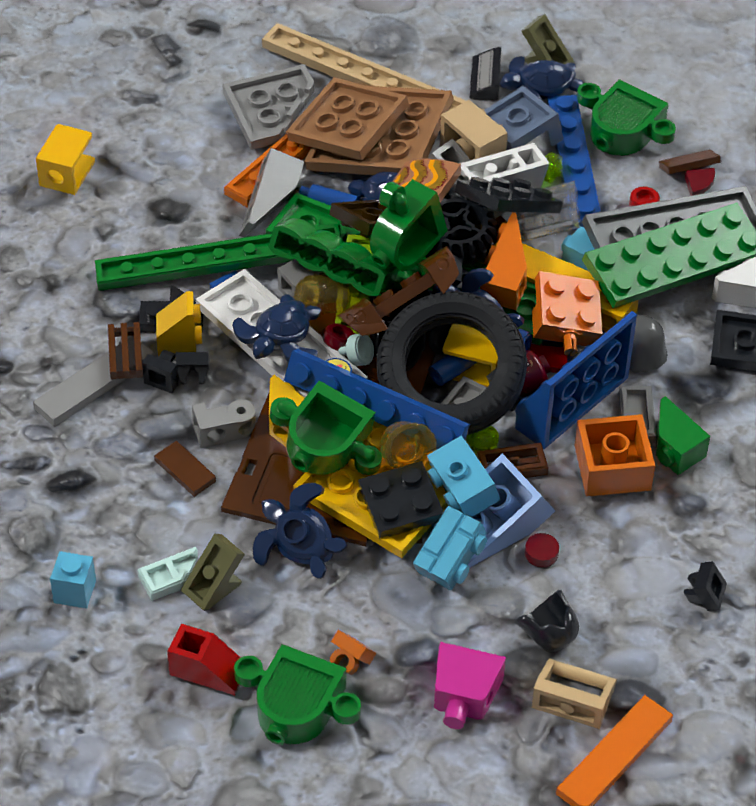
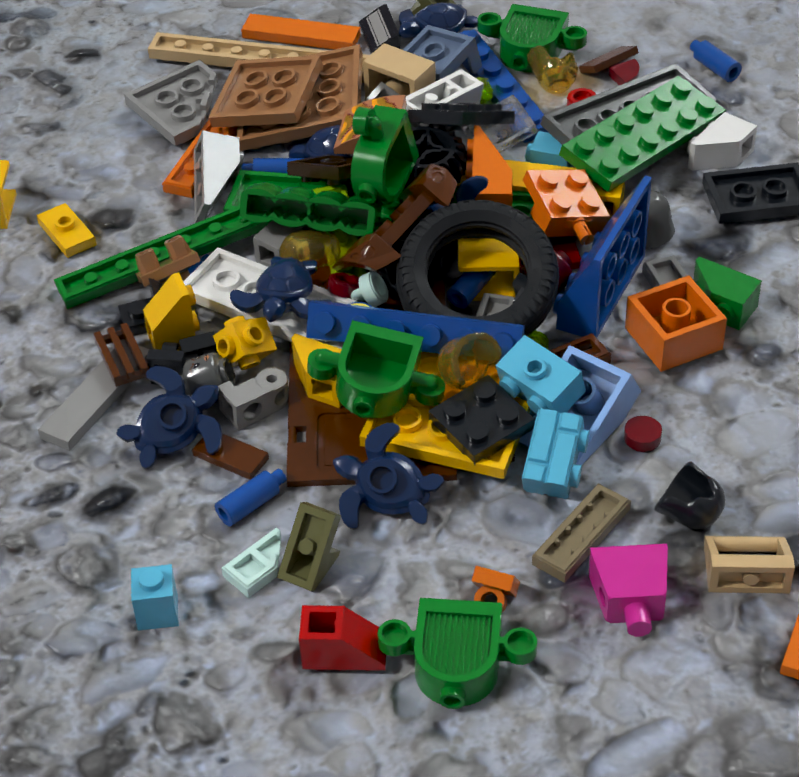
camera: 15 degrees left, 5 degrees down
(124, 212) = (66, 230): none -> yellow plate
(146, 424) = (173, 419): none -> dark blue animal
(185, 512) = (249, 496): none -> blue cylinder
(187, 390) = (207, 370): none -> dark grey head
(207, 272) = (180, 258): none -> medium nougat hips
(230, 369) = (245, 341): none -> yellow brick
(413, 55) = (300, 32): none -> orange tile
(445, 624) = (581, 531): none -> dark tan plate
(627, 165) = (552, 73): none -> clear yellow hair

